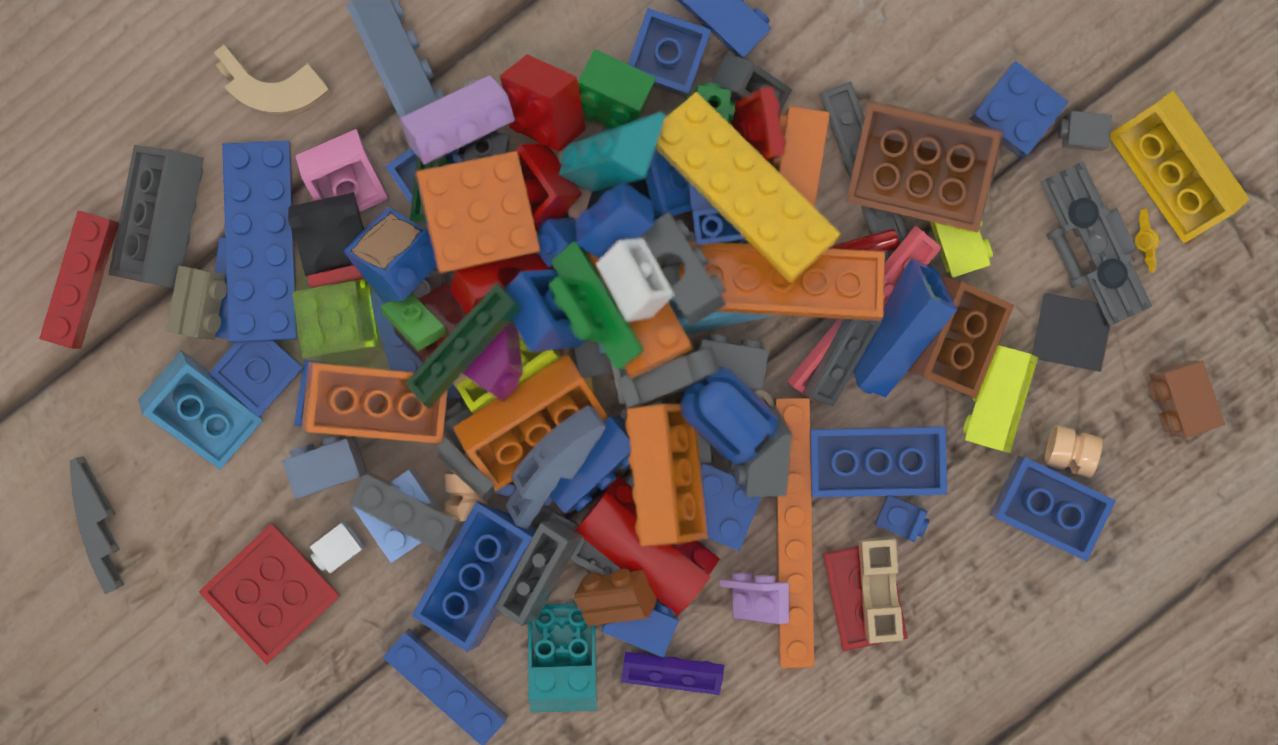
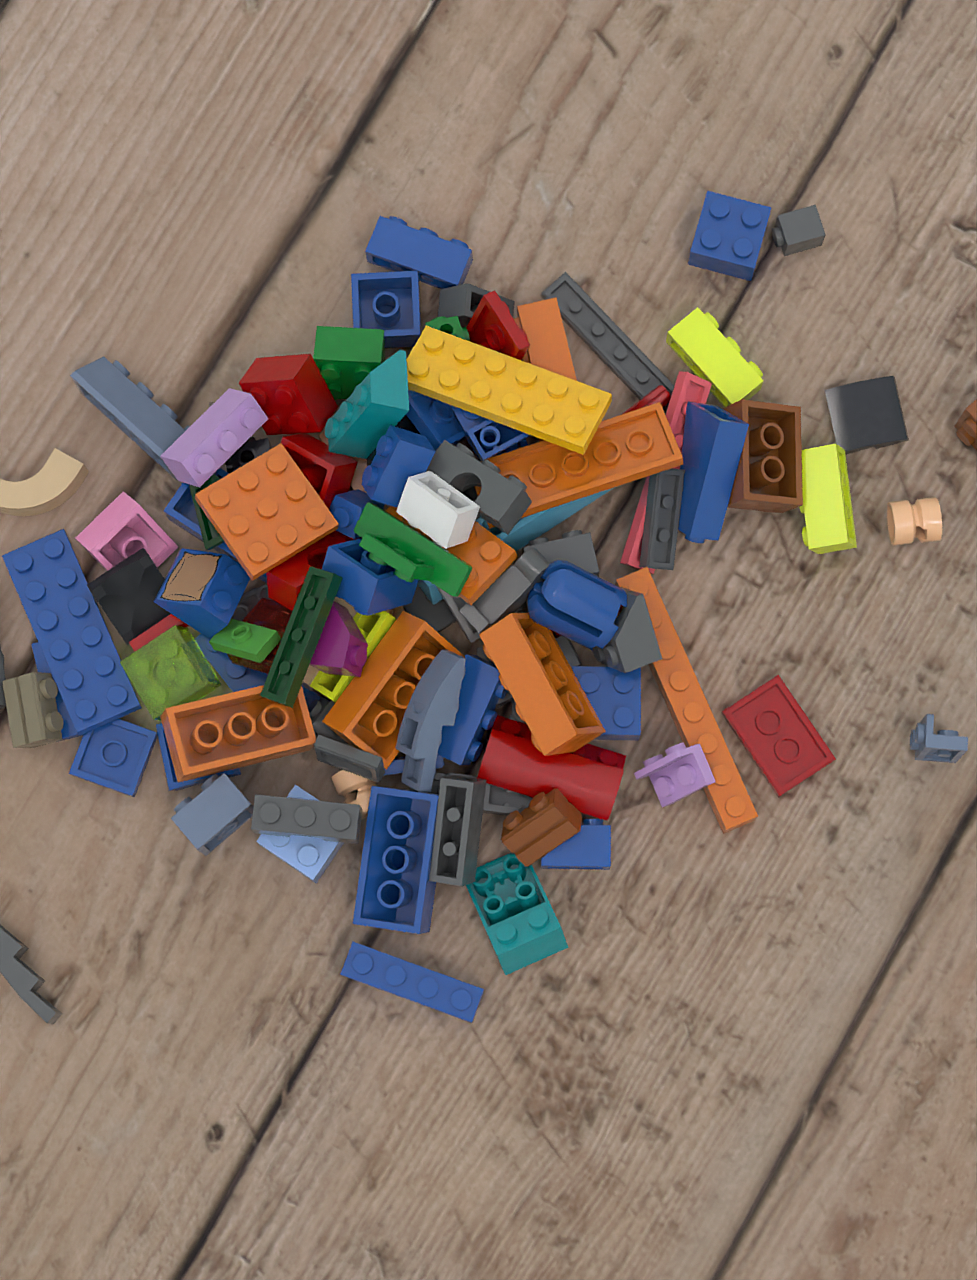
camera: 20 degrees left, 10 degrees down
(198, 410) = (73, 813): dark azure slope -> none
(269, 593) = (207, 962): red plate -> none
(336, 547) = (254, 891): white brick -> none
(672, 673) = (626, 881): dark purple plate -> none
(878, 461) = (737, 601): blue brick -> none
(879, 589) = (782, 707): tan arch -> none
(902, 518) = (782, 648): blue bracket -> none
(924, 165) = (664, 313): dark orange slope -> none
(994, 660) = (939, 747): none -> sand blue bracket
(1052, 507) = (918, 579): blue brick -> none
(1105, 238) = (857, 315): dark grey piece -> none
(1147, 240) = (898, 306): yellow piece -> none
(1179, 167) = (897, 229): yellow slope -> none

